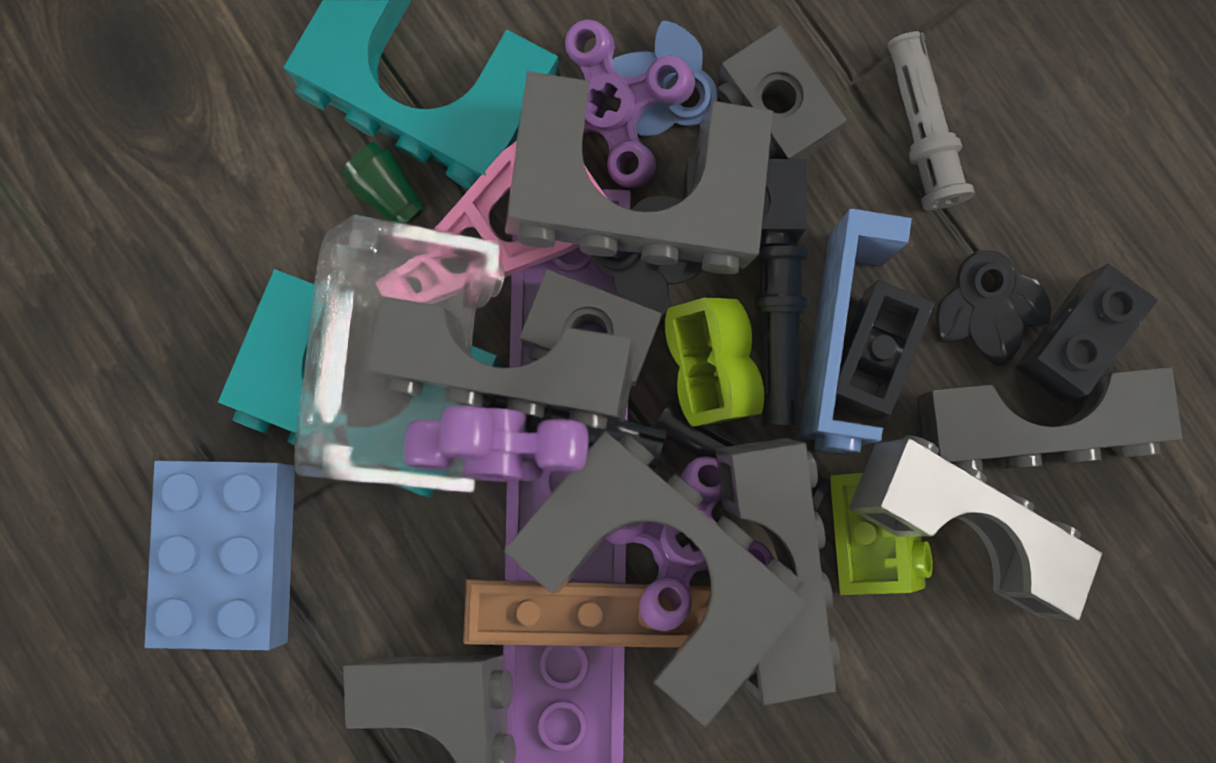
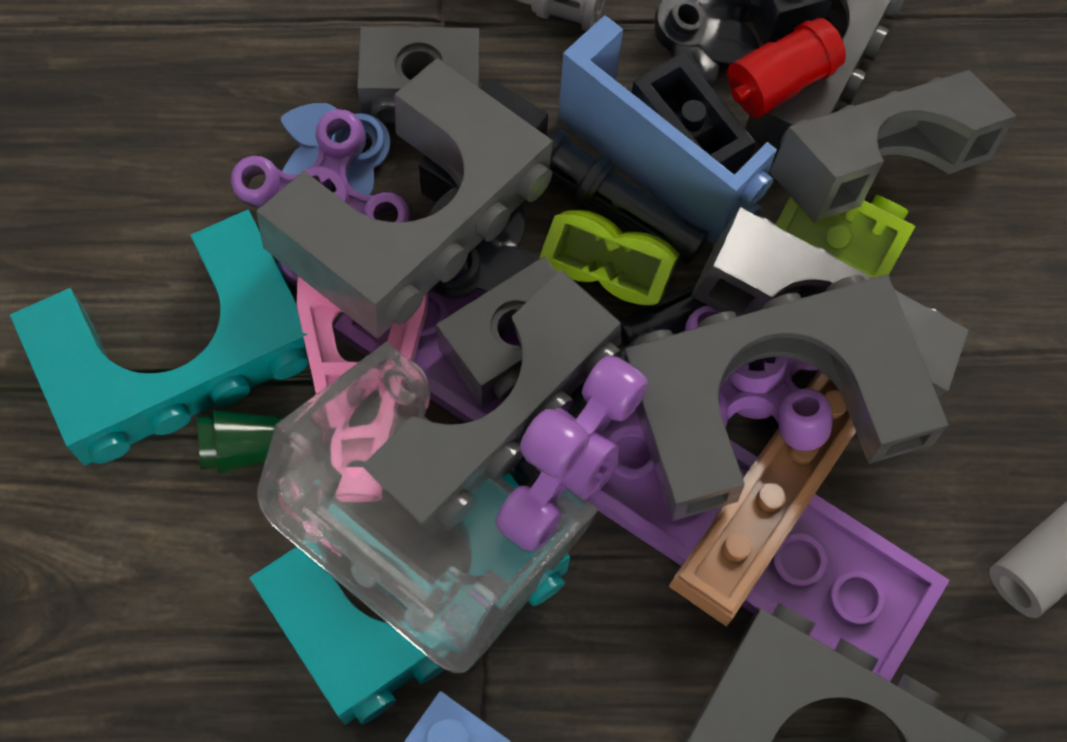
camera: 60 degrees left, 15 degrees down
(980, 398) = (786, 66): none -> red piece

